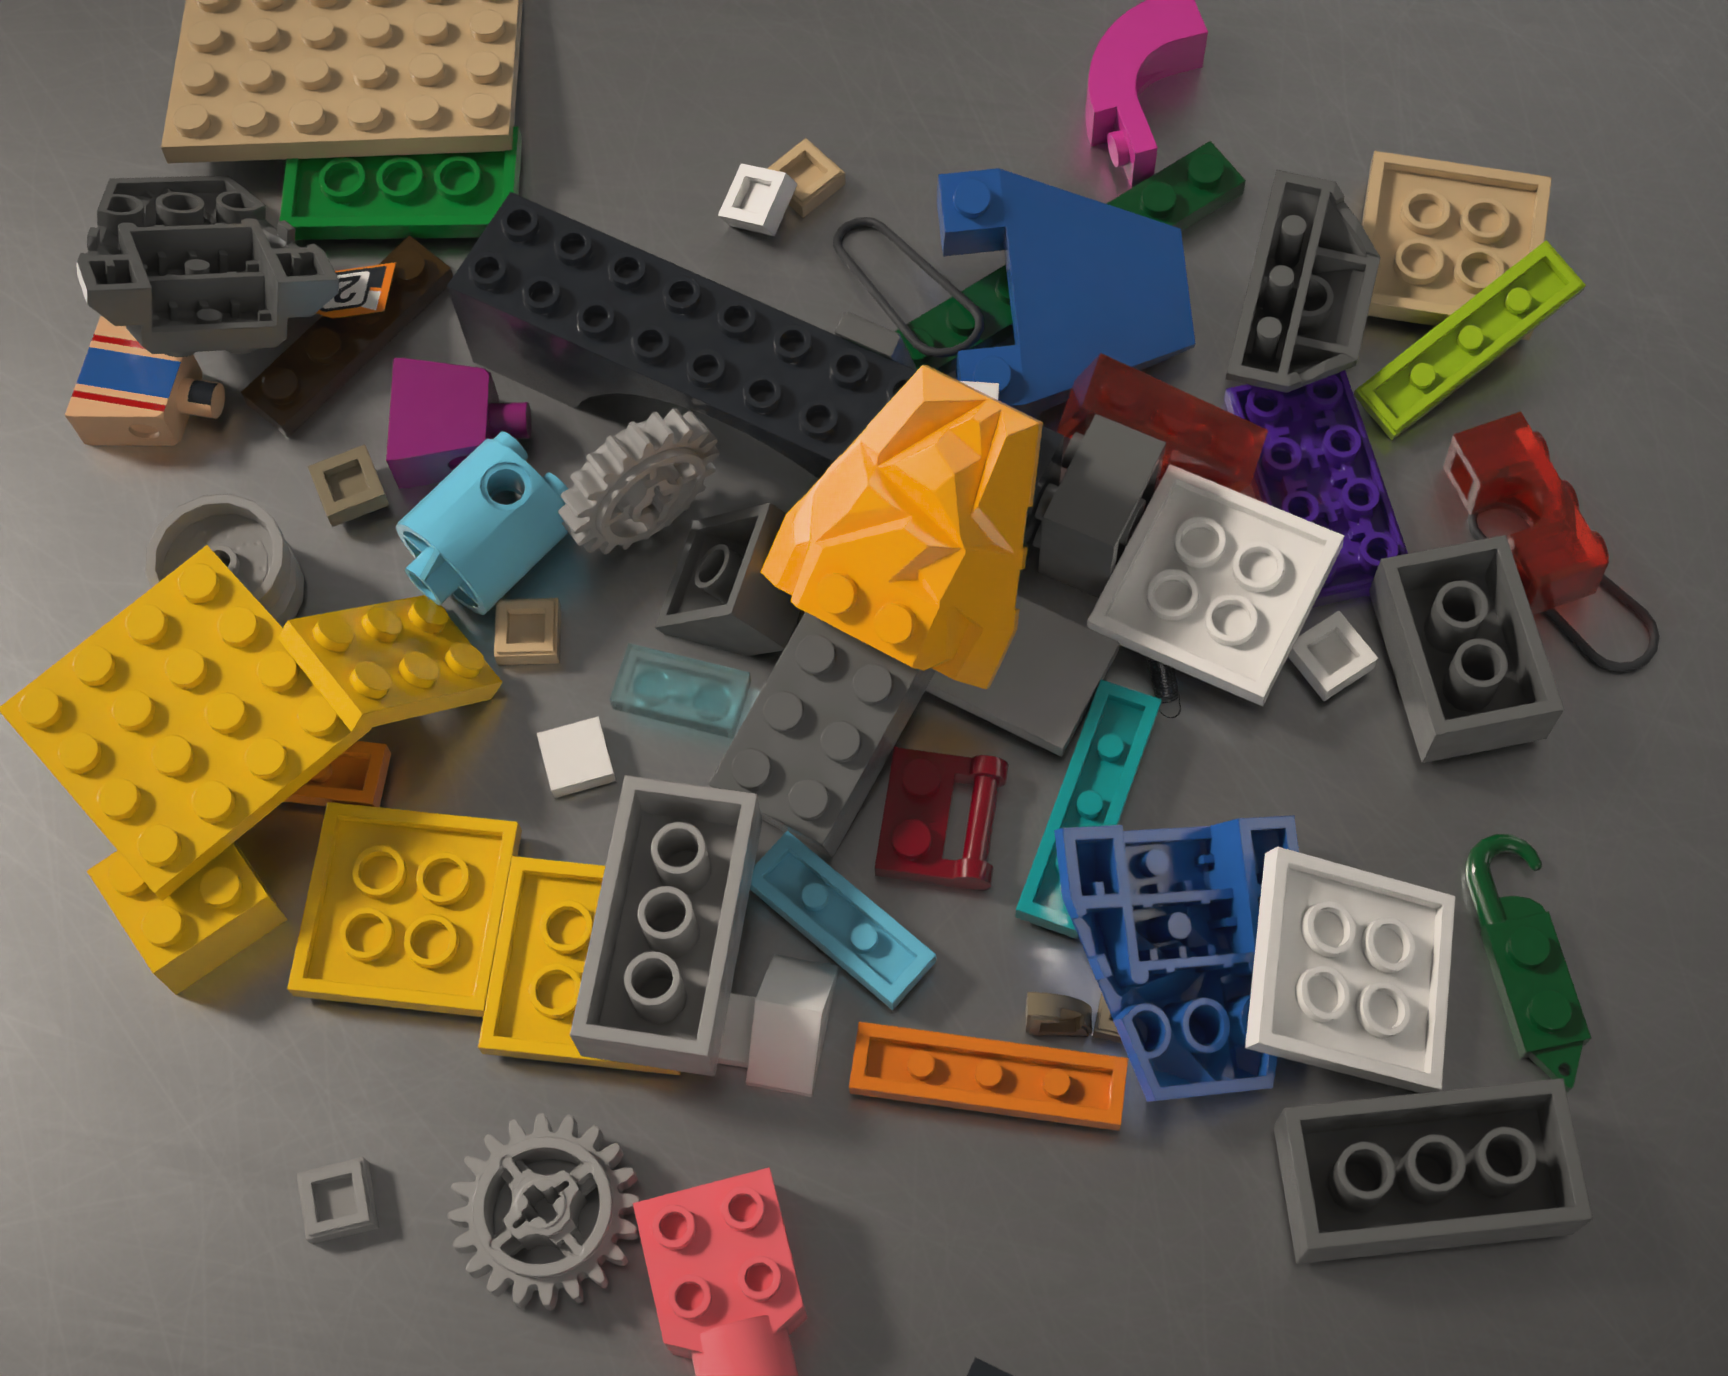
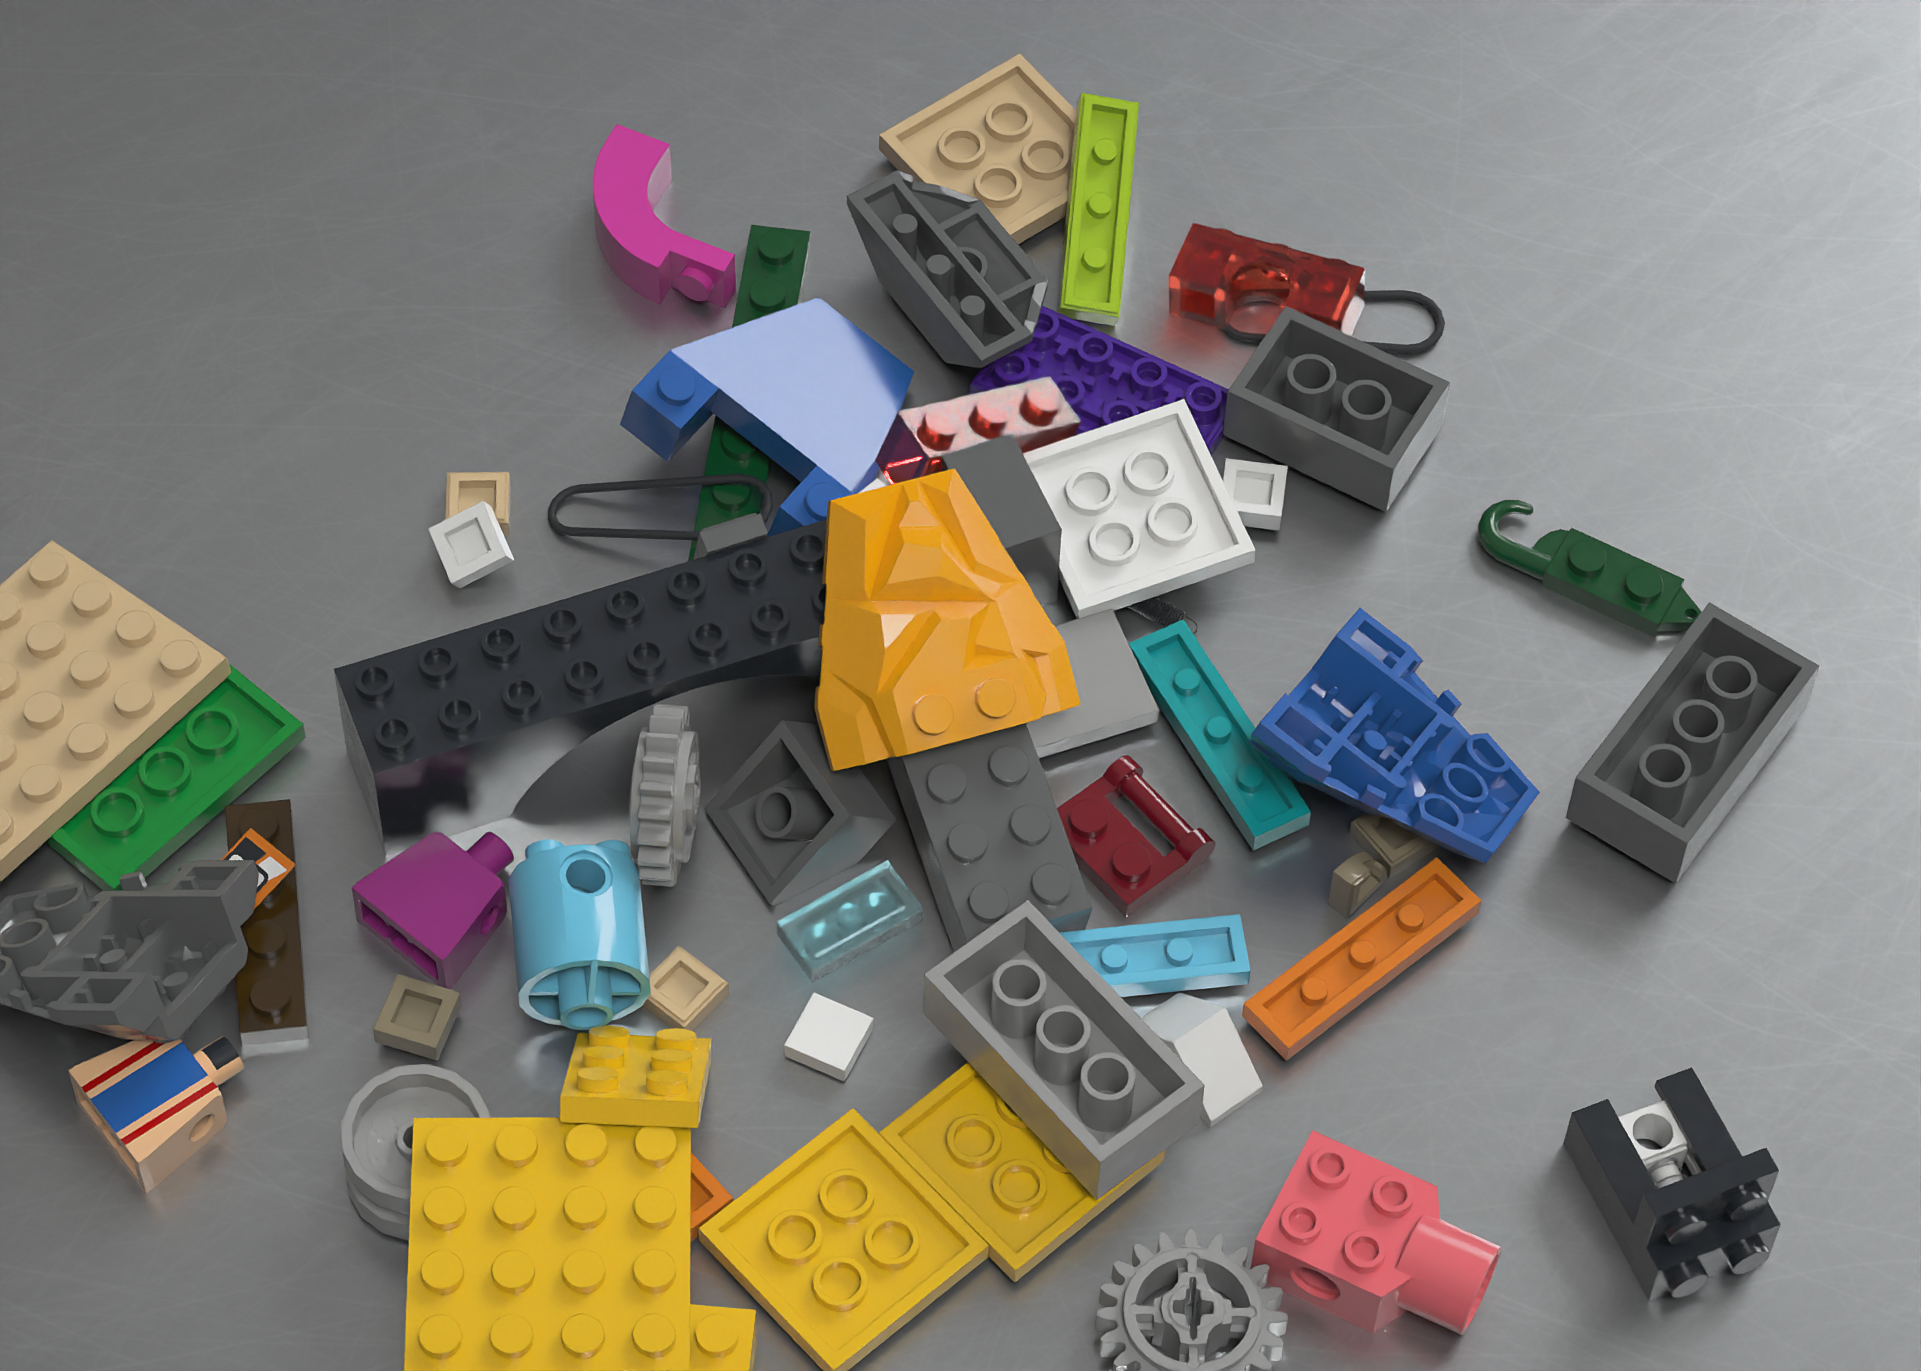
camera: 55 degrees left, 10 degrees down
(1351, 971) = (1507, 669): white plate -> none

